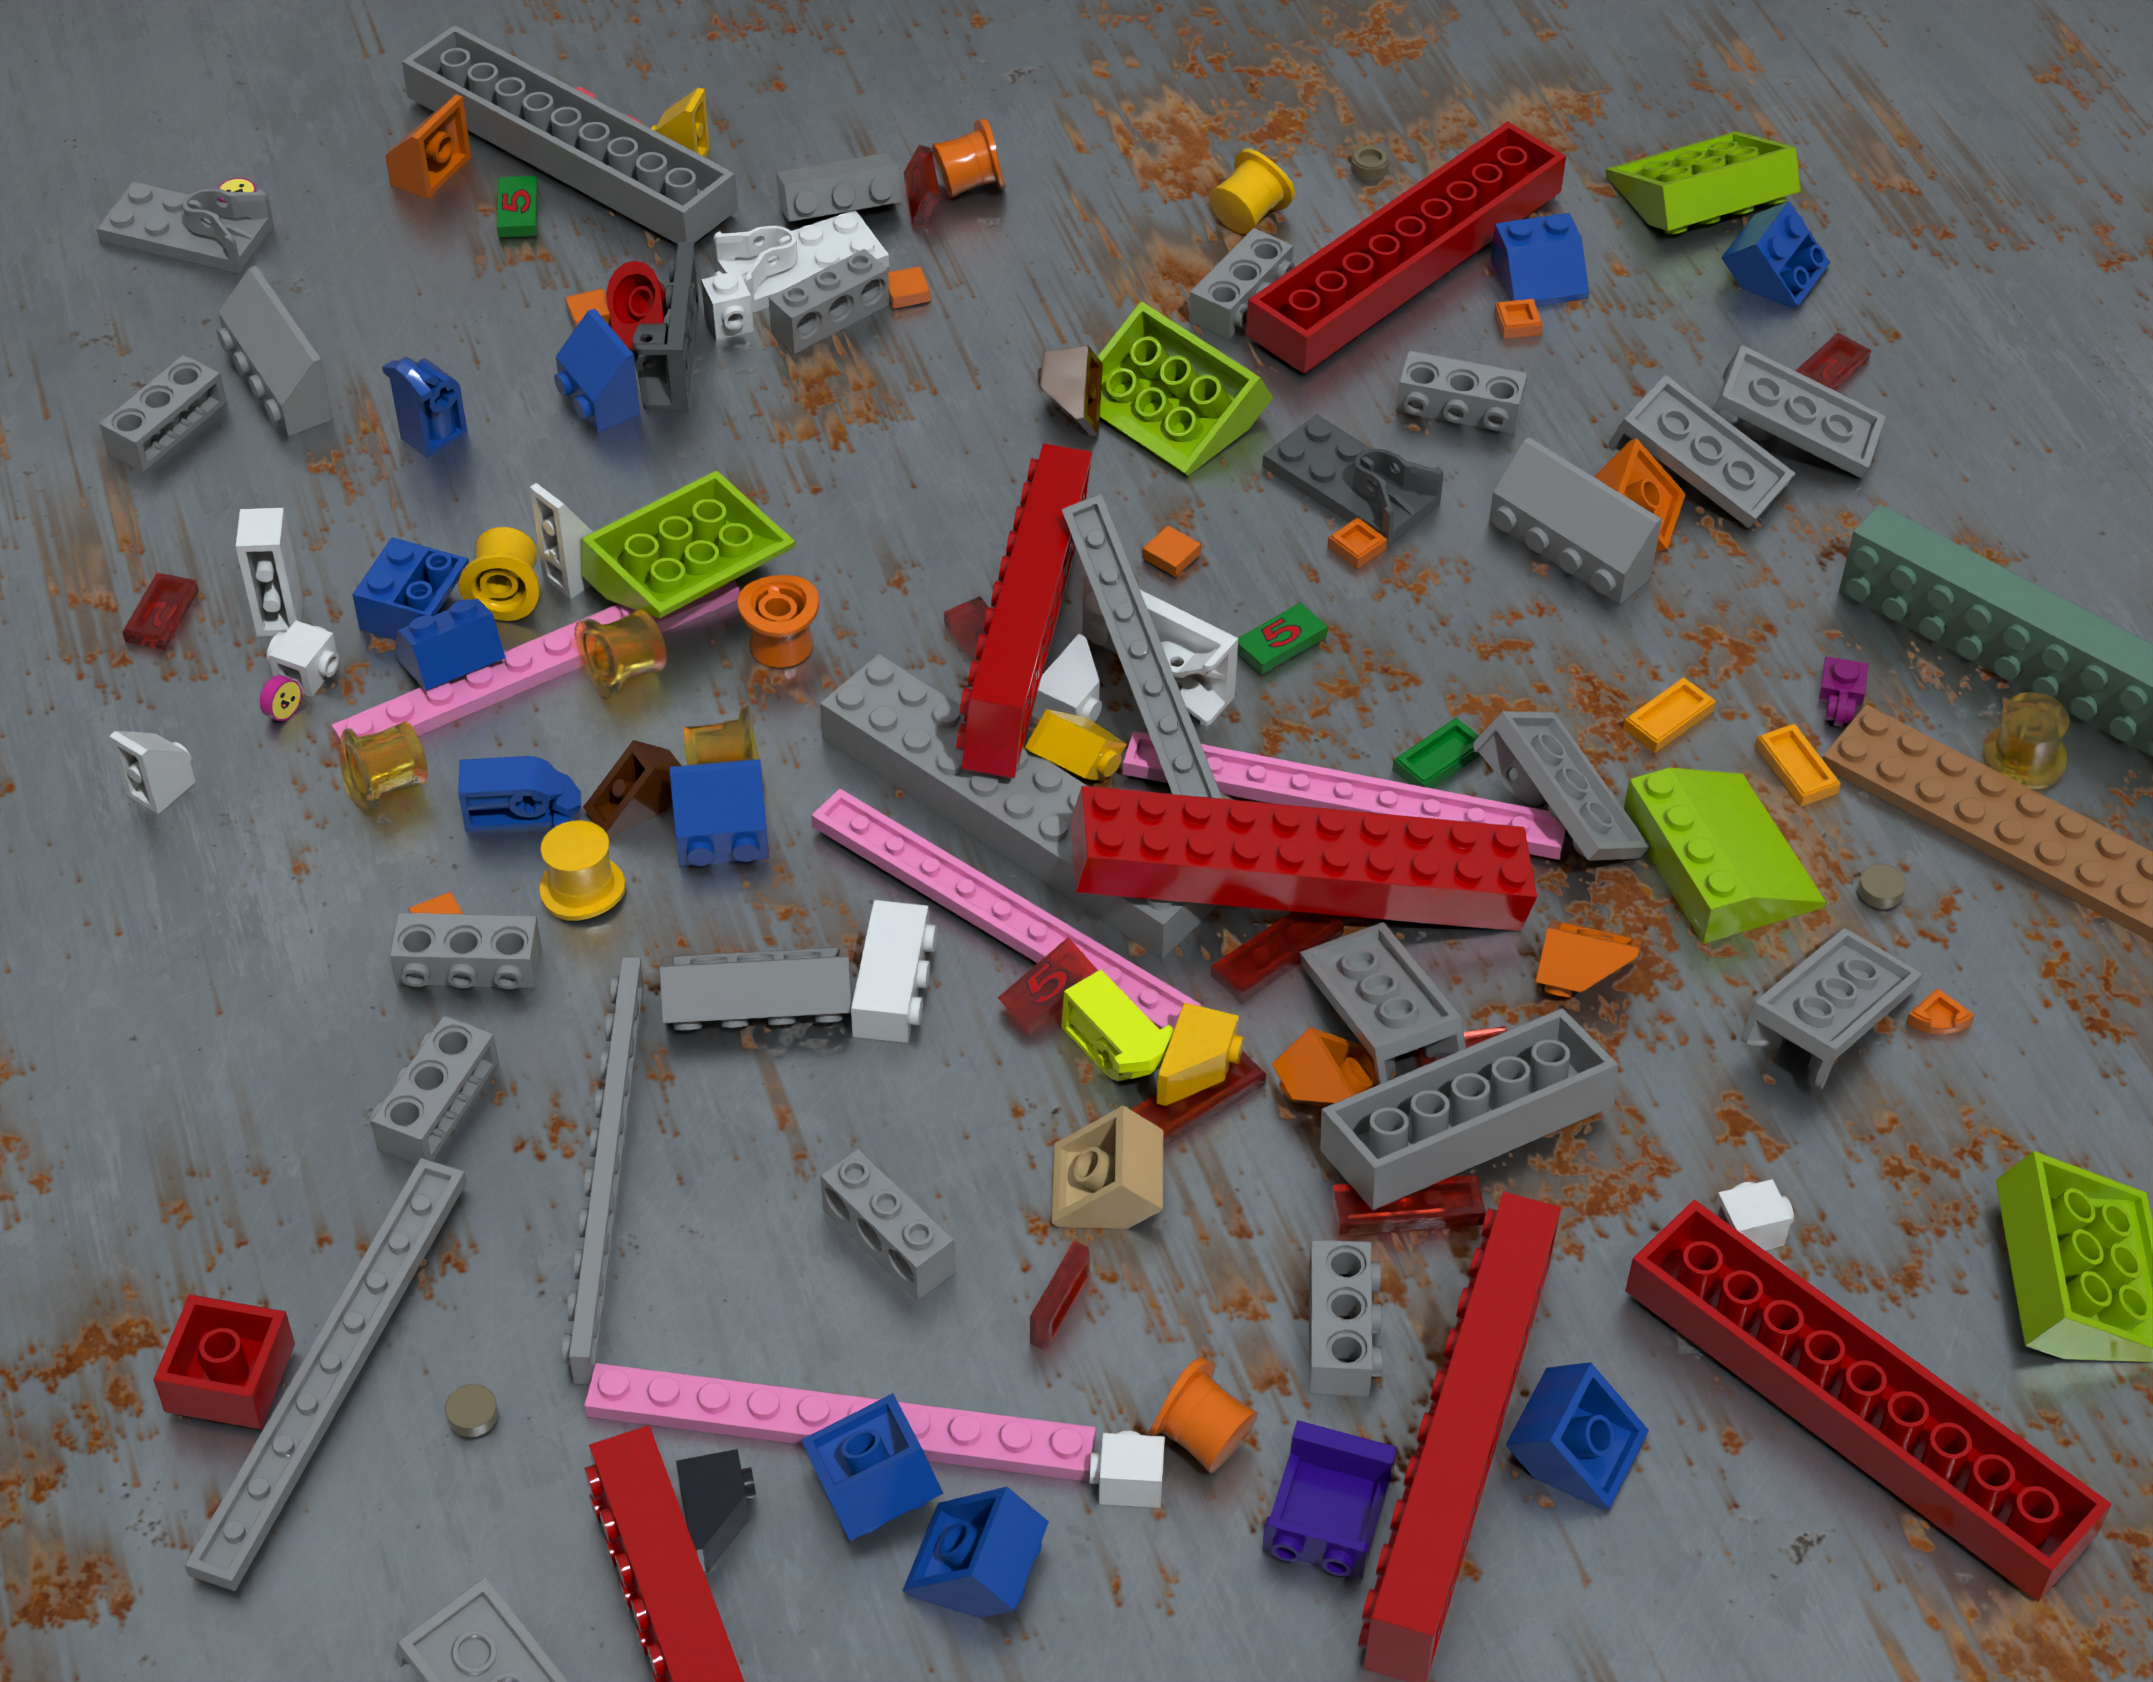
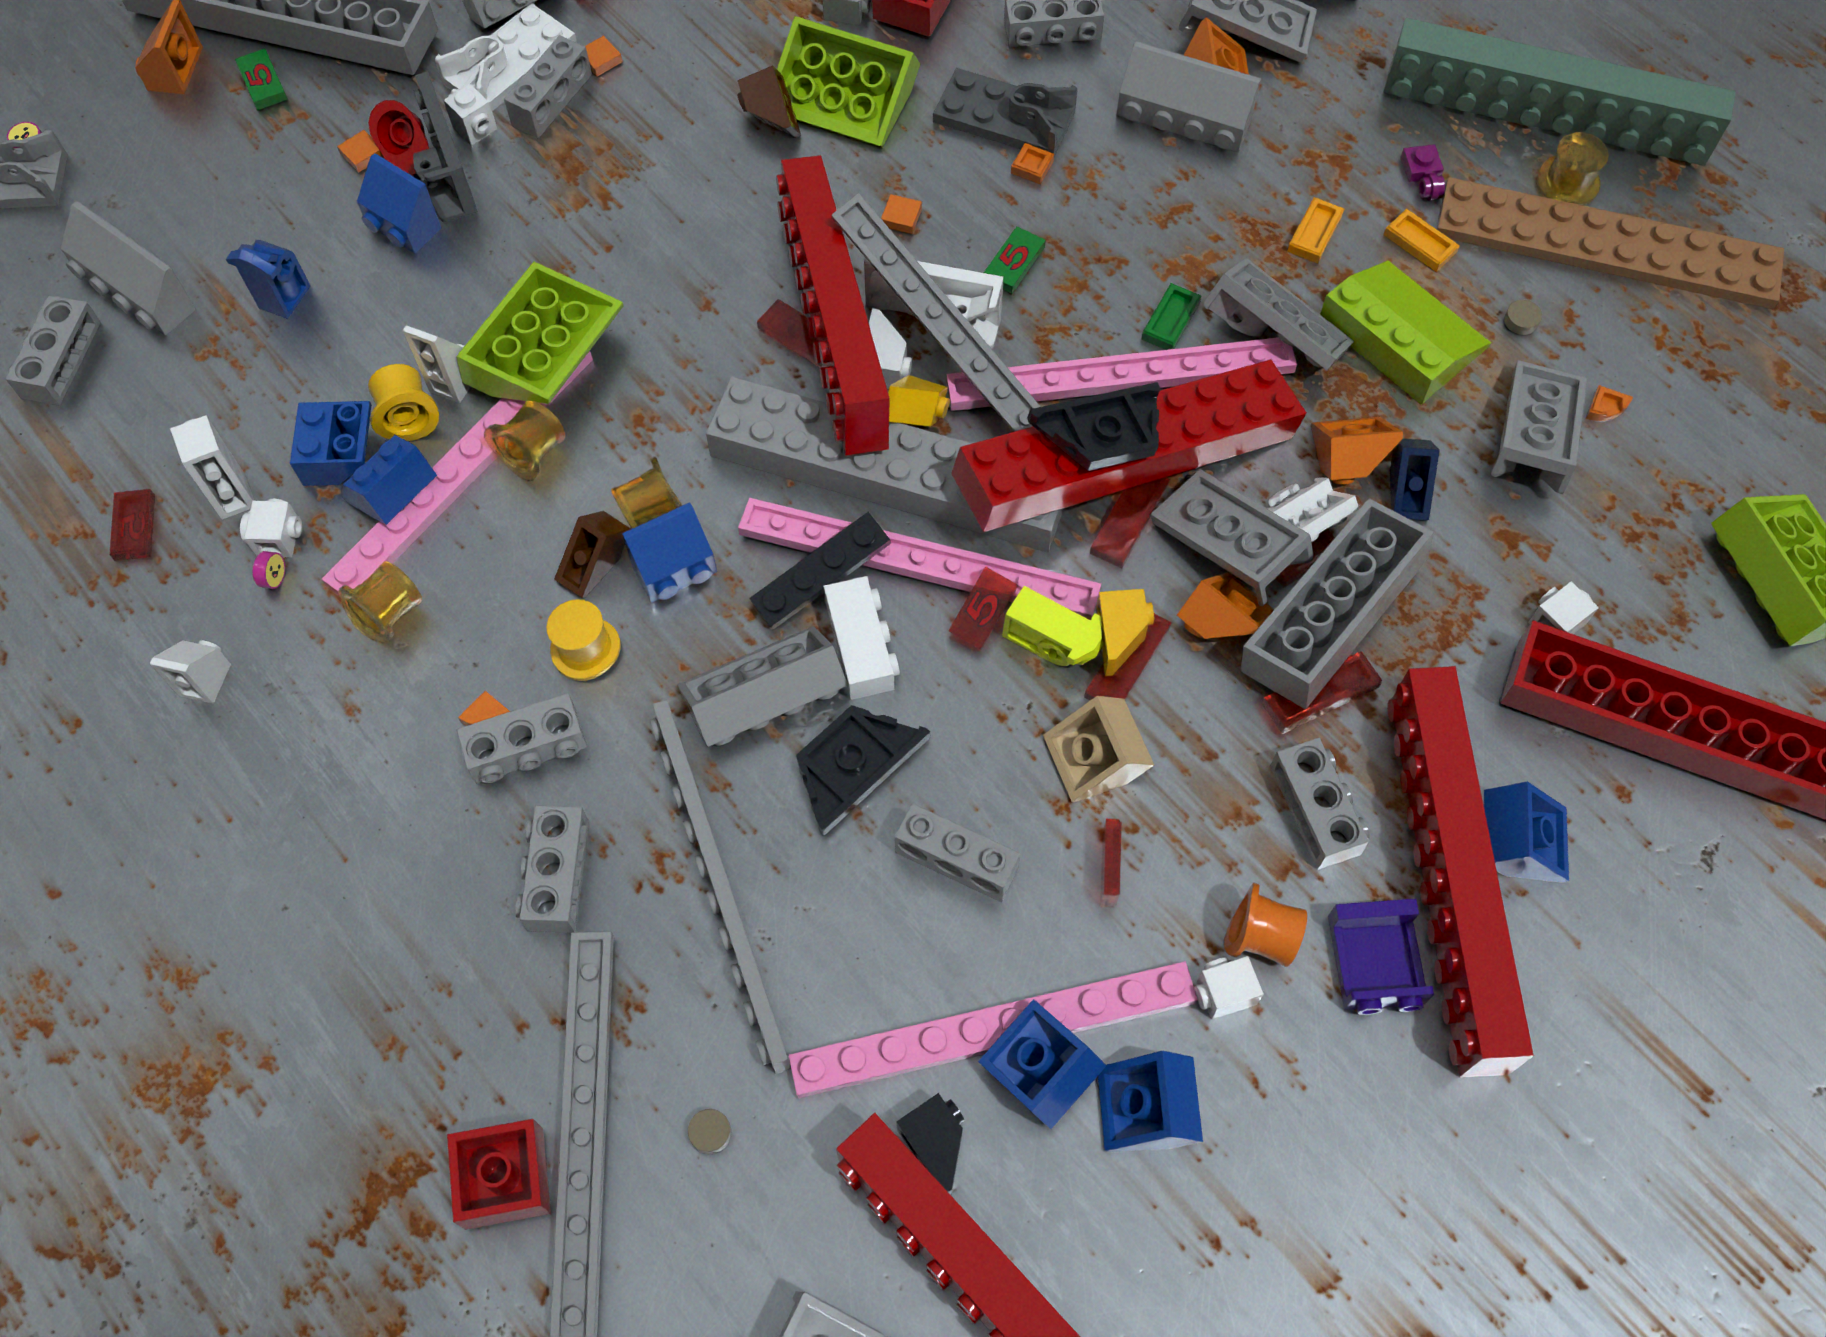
camera: 20 degrees left, 15 degrees up
(515, 794) = (500, 589): blue piece -> none
(779, 618) = (638, 369): orange piece -> none
(821, 1094) = (853, 760): none -> black wing
(900, 880) = (822, 567): none -> black plate
(1261, 817) = (1103, 427): none -> black wing
(1495, 1003) = (1313, 507): none -> white slope
(1640, 1014) = (1413, 477): none -> dark blue slope

